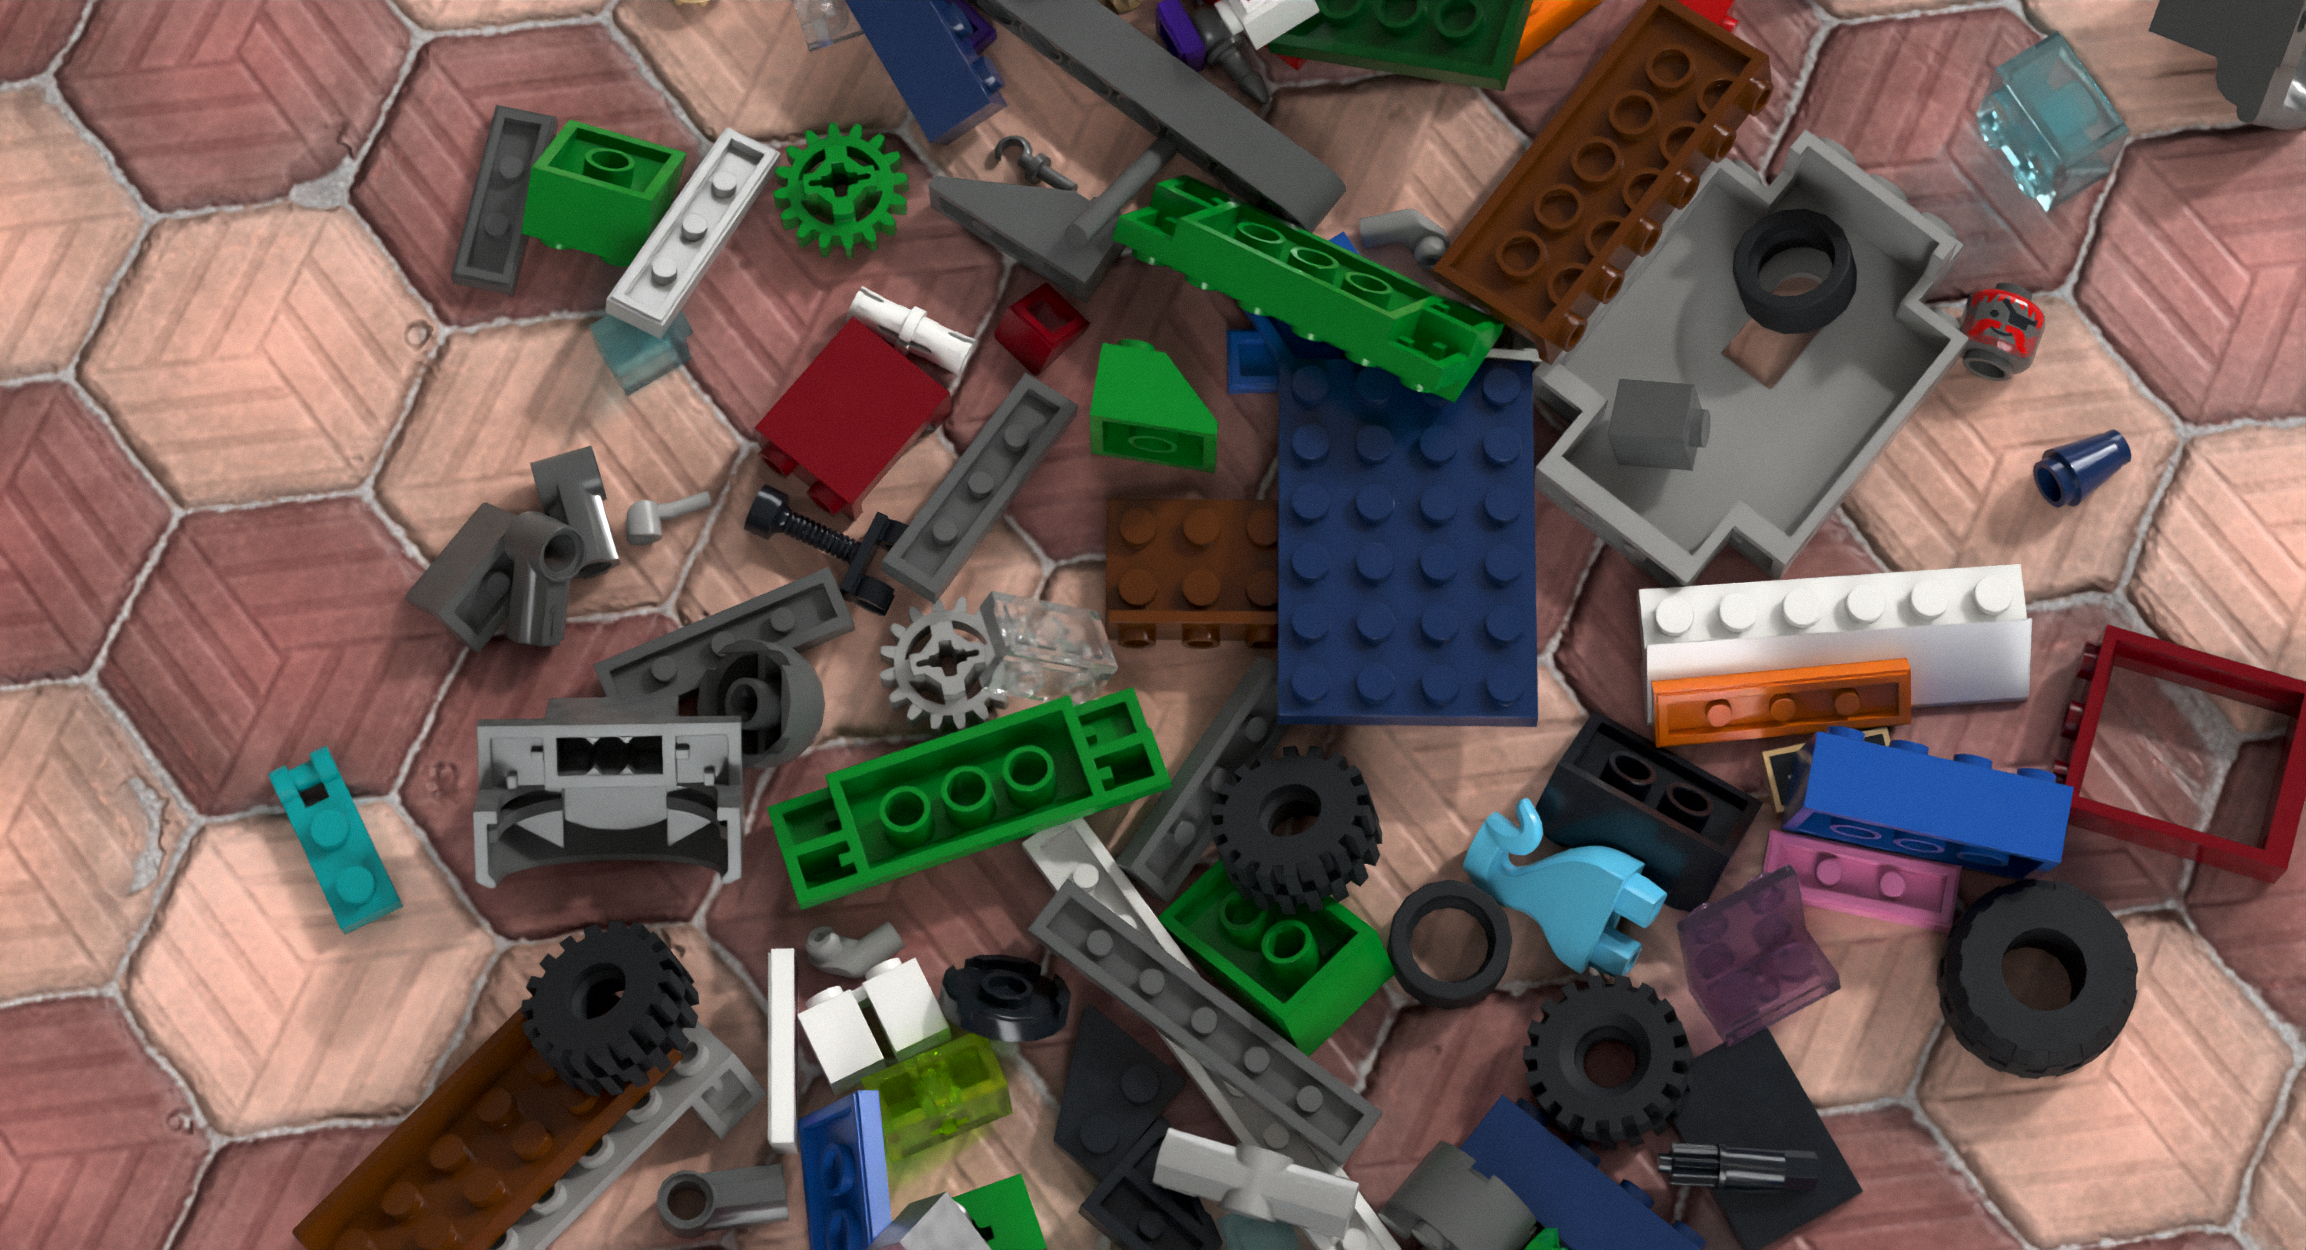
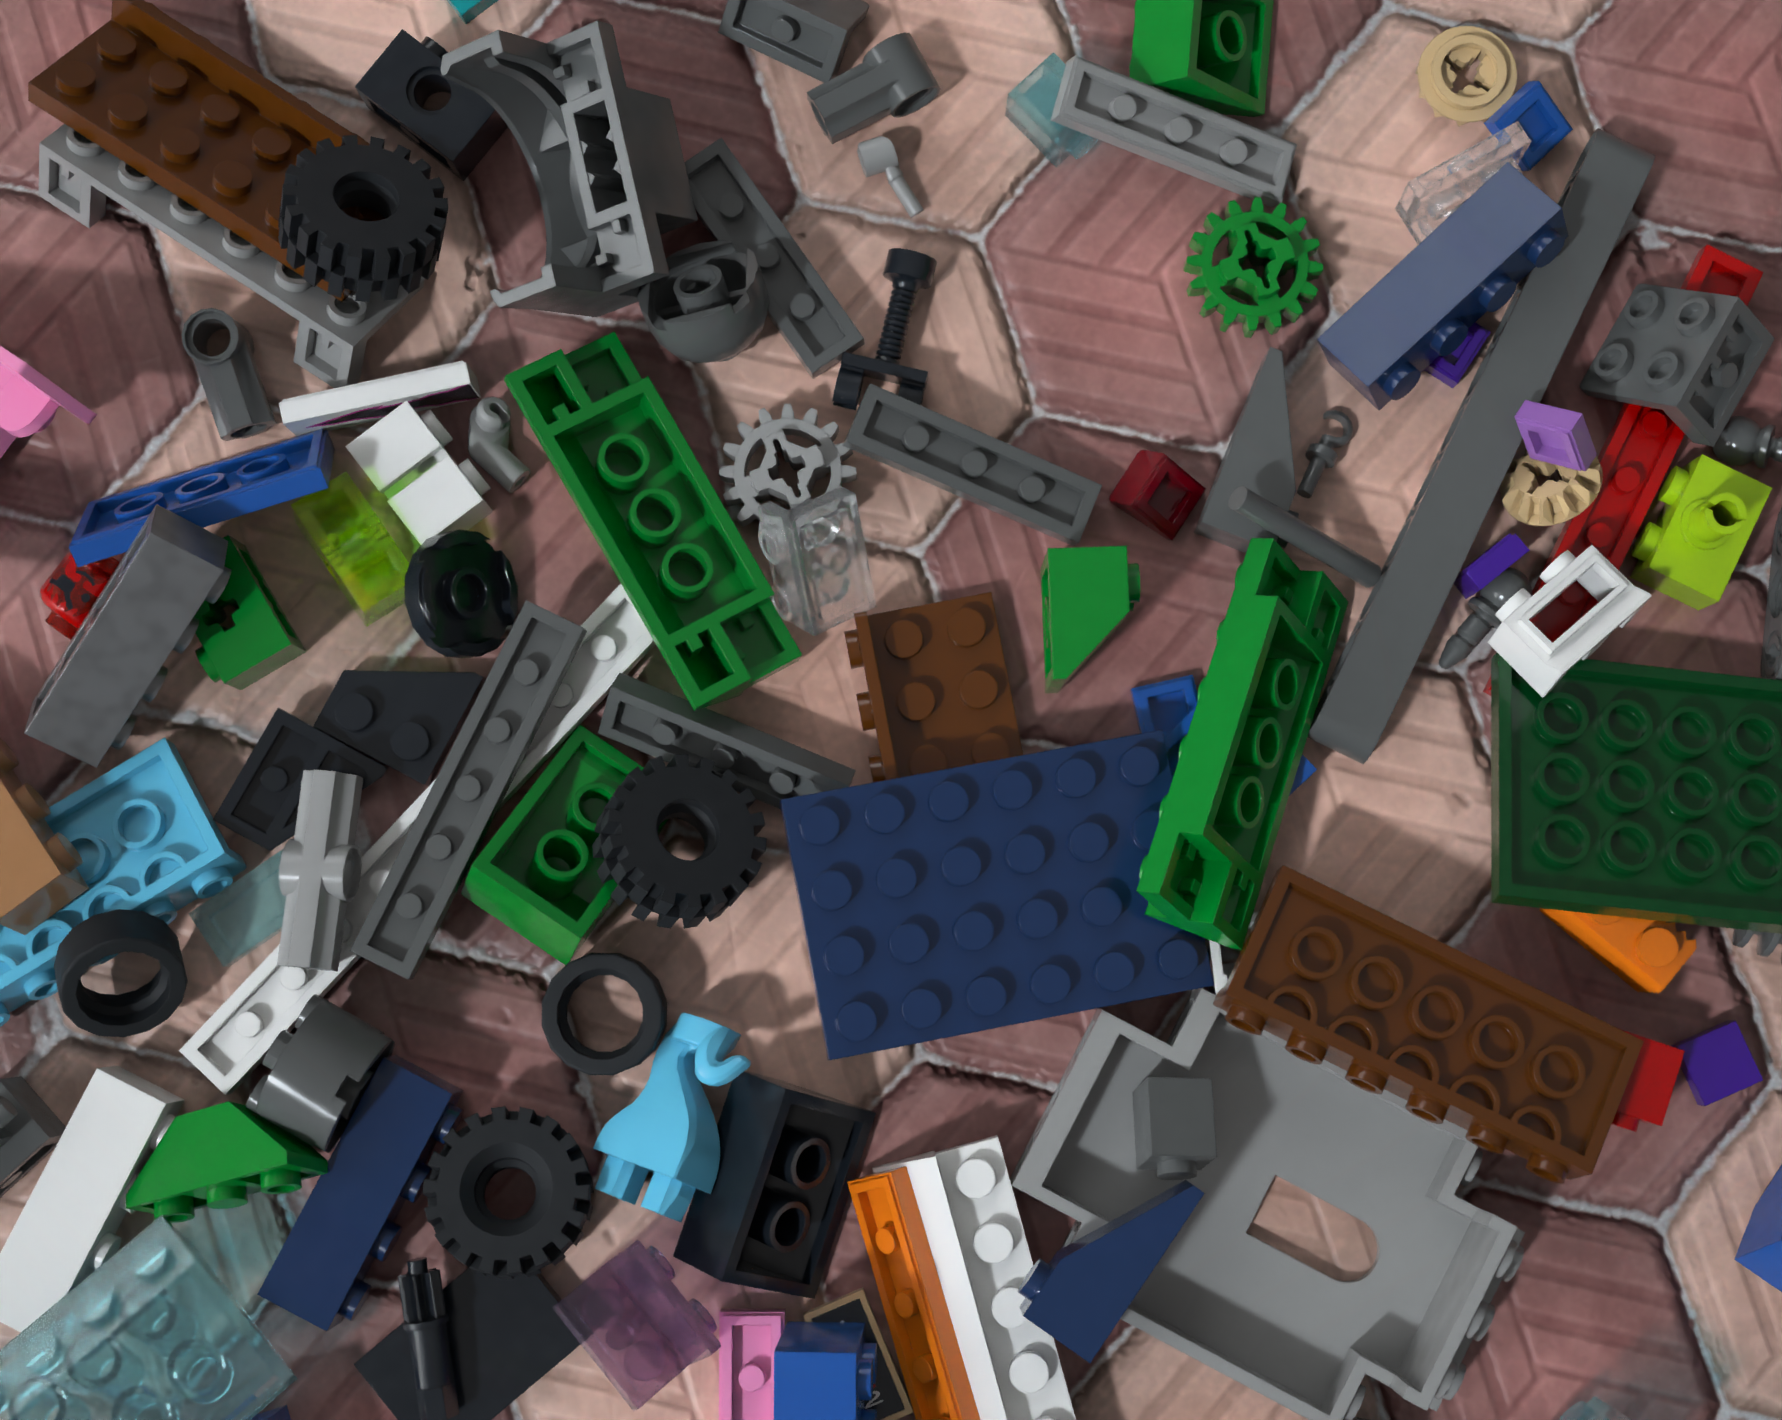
camera: 80 degrees right, 10 degrees up
(475, 978) = (397, 93): none -> black brick
(545, 562) = (790, 66): dark grey piece -> none
(850, 419) = (1017, 325): dark red panel -> none
(912, 331) = (1123, 366): white pin -> none
(1409, 228) = (1336, 837): light grey arm -> none
(1787, 514) = (1099, 1275): none -> dark blue slope
(1794, 230) = (1411, 1215): black tyre -> none

